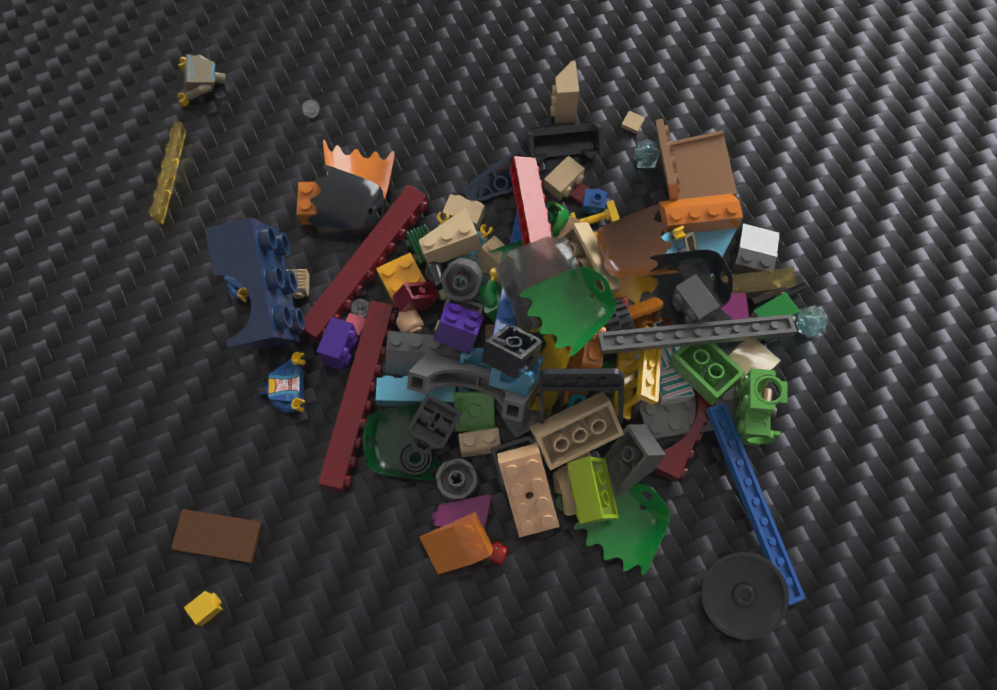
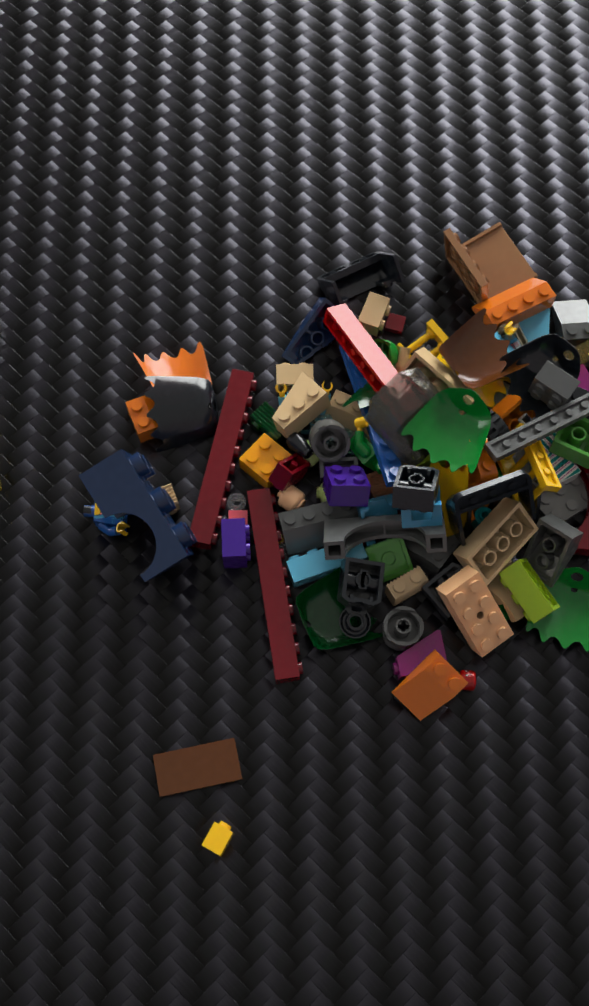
camera: 25 degrees left, 0 degrees up
(286, 386) = (200, 601): torso -> none
(310, 108) = (99, 327): clear plate -> none
(565, 95) = (346, 235): tan slope -> none
(594, 201) = (412, 326): blue brick -> none
(633, 122) = (412, 240): tan tile -> none
(646, 154) = (439, 266): clear light blue brick -> none

